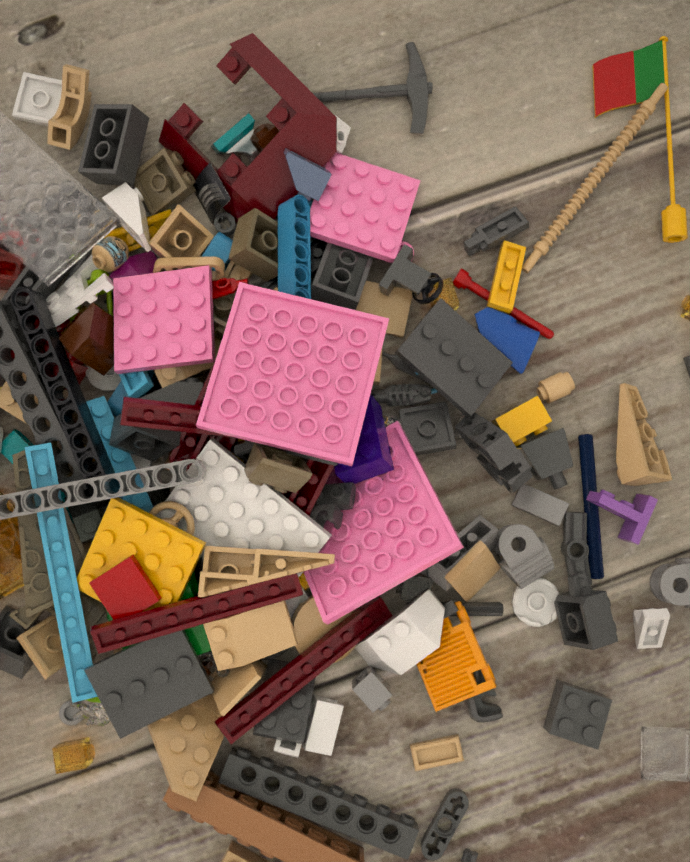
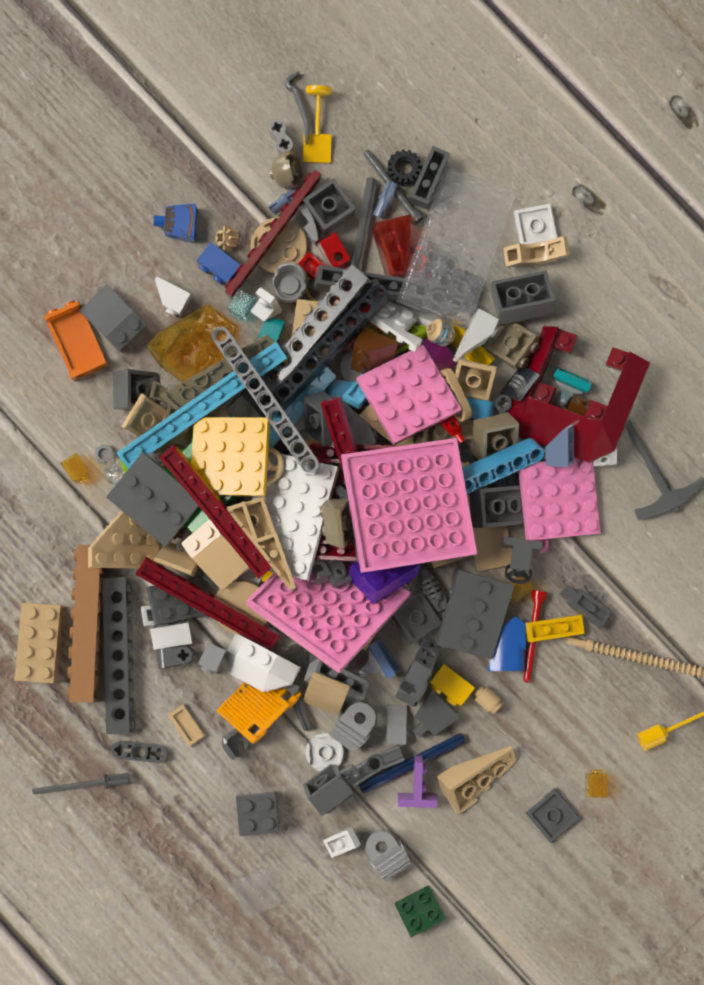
camera: 65 degrees right, 0 degrees up
(125, 589) = (209, 455): red tile -> none
(350, 735) = (171, 656): none -> dark grey piece
(459, 492) = (379, 661): none -> medium blue piece

